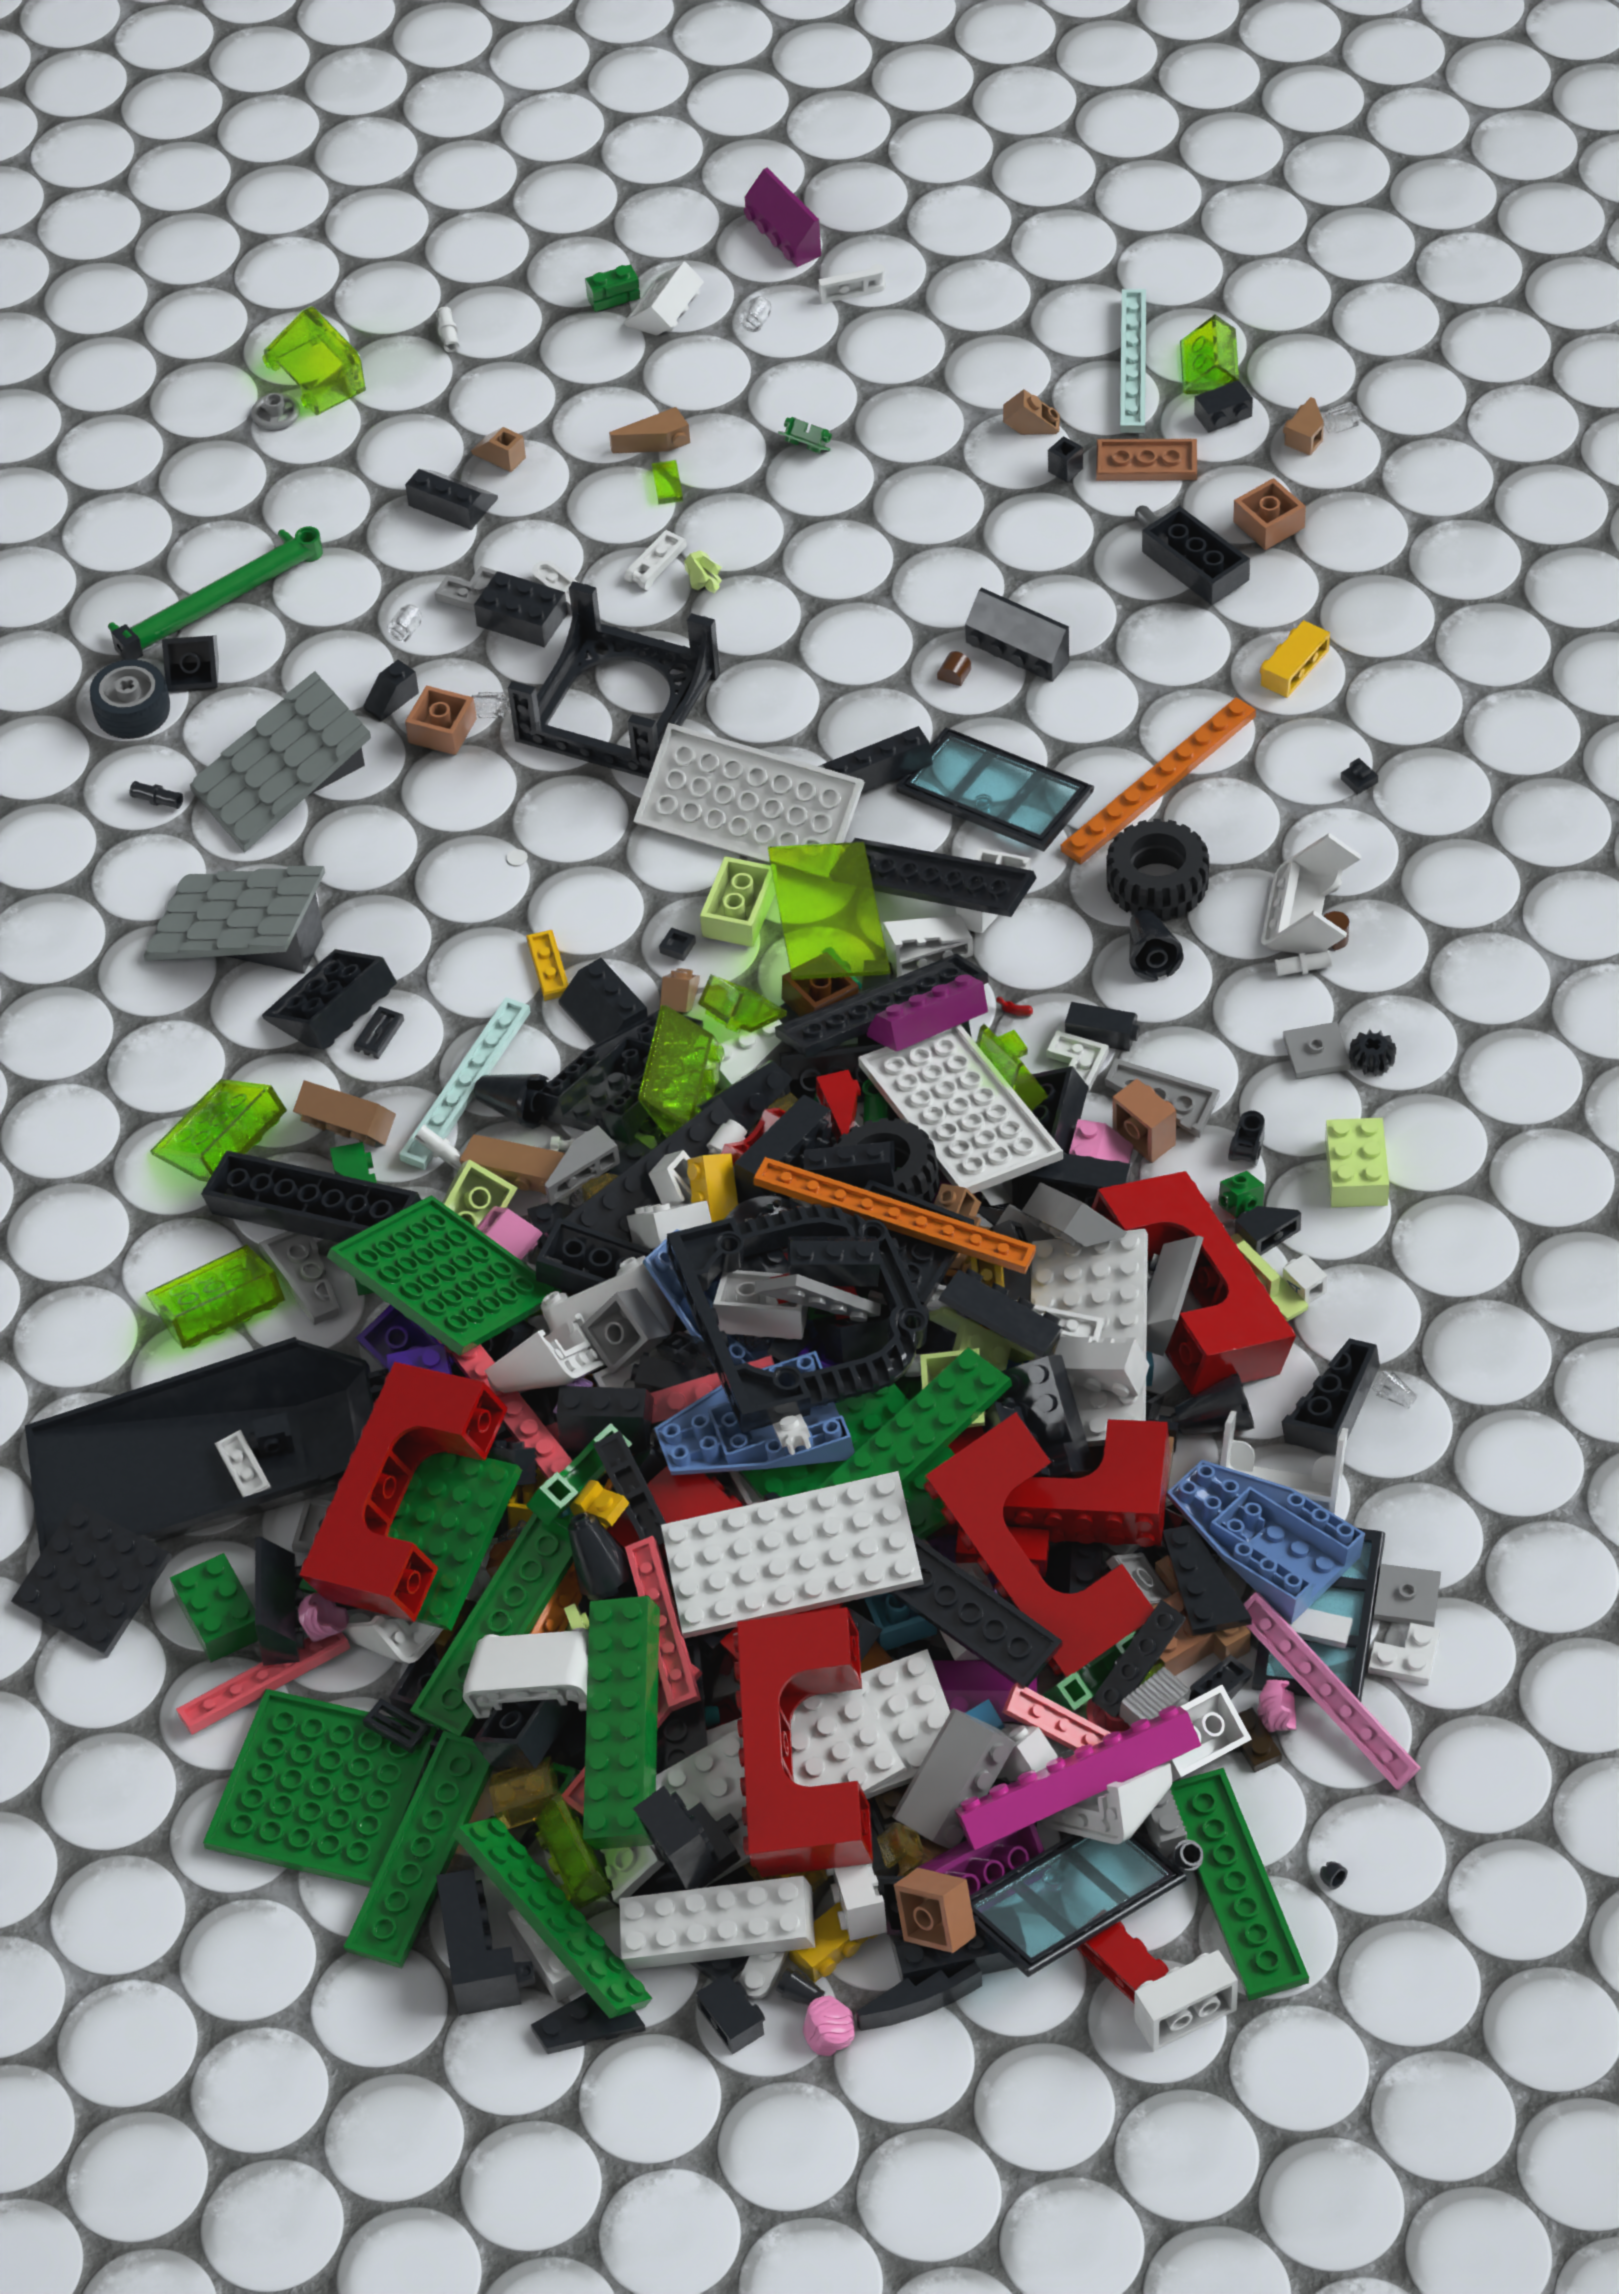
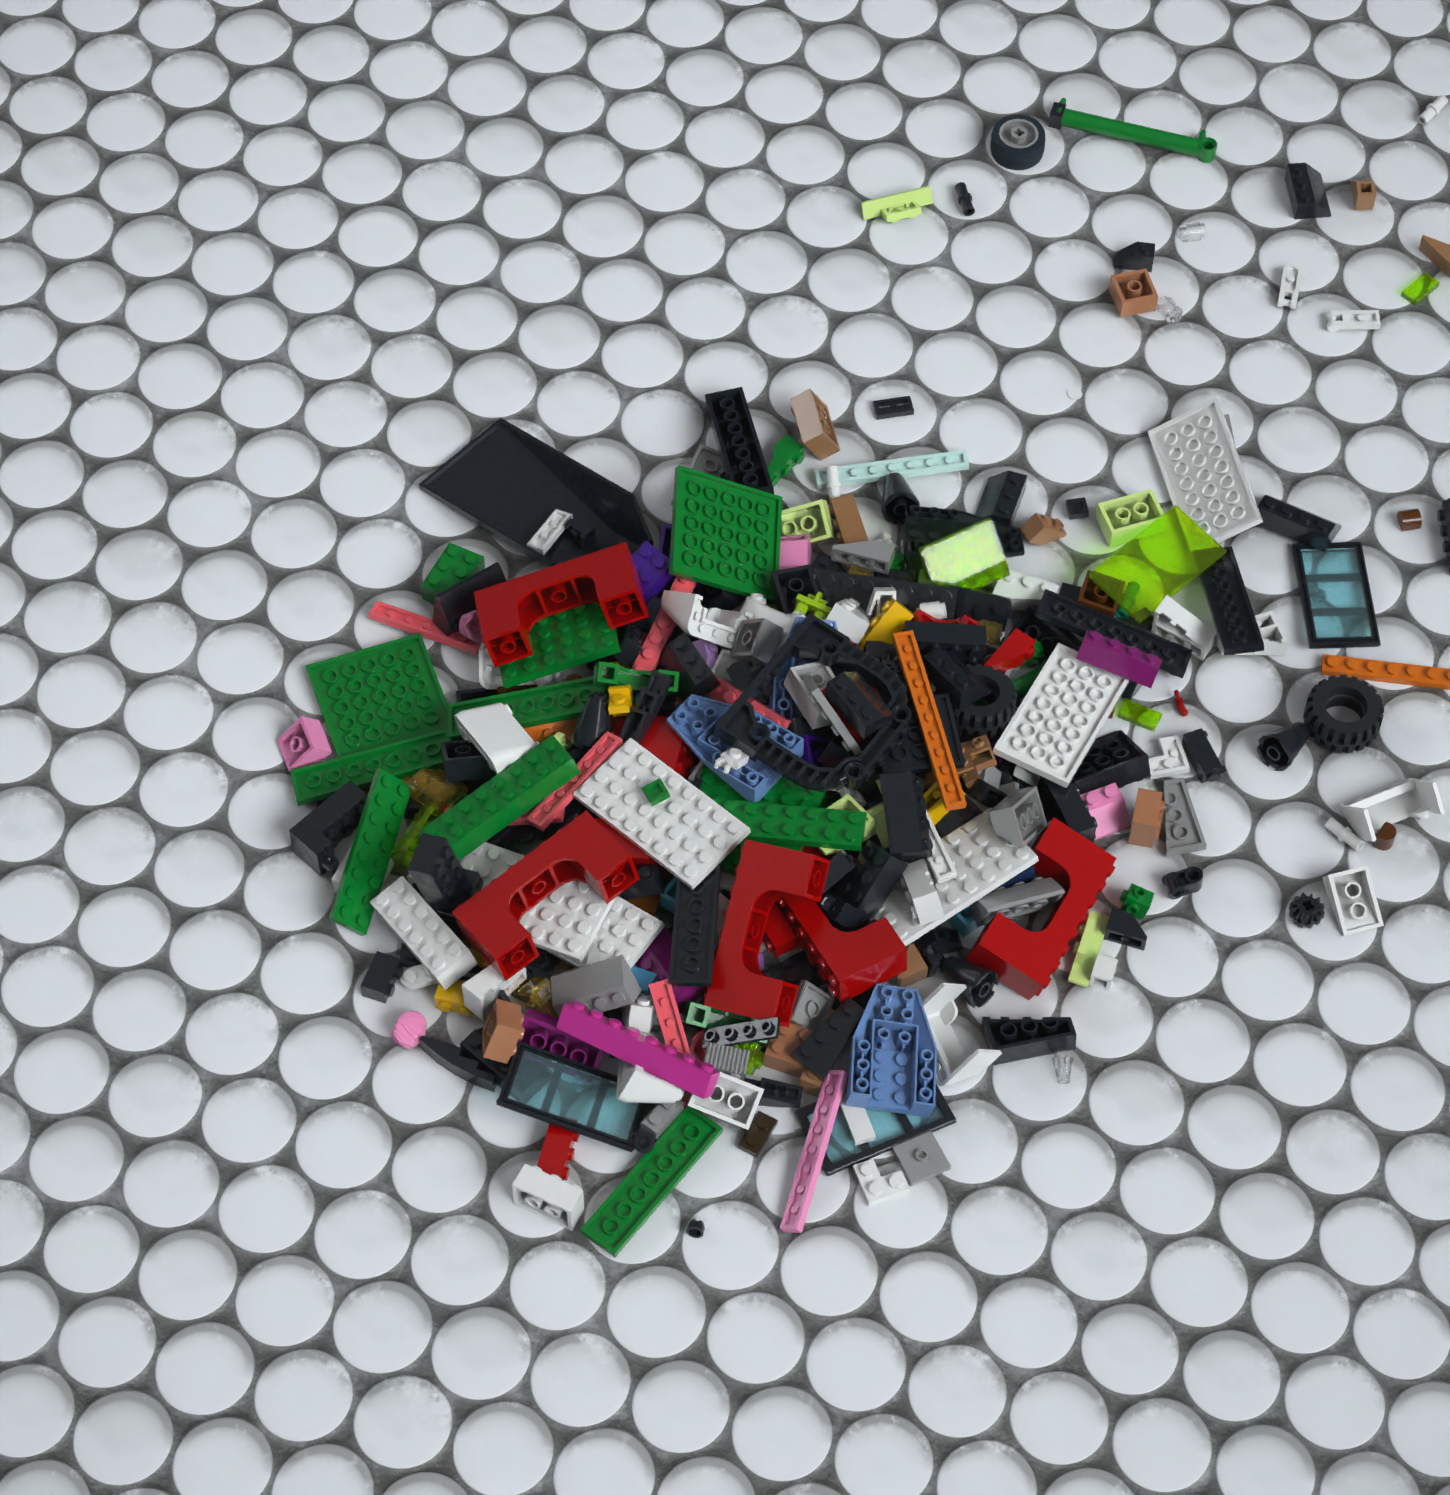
camera: 50 degrees right, 5 degrees up
(91, 1578) = (426, 509): black plate -> none
(105, 860) = (898, 205): none -> yellowish green bracket
(191, 662) = (1071, 152): black slope -> none
(216, 1296) = (650, 447): clear neon green slope -> none
(226, 1118) = (763, 376): clear neon green slope -> none
(244, 916) = (908, 293): light grey piece -> none
(275, 406) = (1293, 69): light grey piece -> none
(281, 761) = (1034, 238): light grey piece -> none
(317, 361) = (1341, 65): clear neon green windscreen -> none
(318, 1911) = (304, 743): none -> bright pink slope
(331, 997) = (894, 370): black slope -> none
(408, 1745) = (440, 719): black tile -> none
(463, 593) = (1244, 250): light grey plate -> none
(520, 609) = (1252, 278): black brick -> none
(534, 711) = (1256, 320): black arch -> none
(547, 964) = (1010, 455): yellow tile -> none
(580, 2023) = (318, 906): black wing -> none
(623, 1245) = (813, 605): none -> lime hips
(702, 571) = (1363, 348): yellowish green rock -> none
(738, 1006) = (1052, 563): clear neon green slope -> none
(766, 1538) = (655, 792): none -> green tile
(798, 1987) = (422, 1000): black cone -> none
(1011, 1068) = (1118, 727): clear neon green slope -> none
(1277, 1706) = (785, 1133): bright pink hair -> none
(1316, 1050) = (1285, 880): light grey plate -> none
(1357, 1162) = (1214, 949): yellowish green brick -> none
(1391, 1003) = (1353, 900): none -> white slope

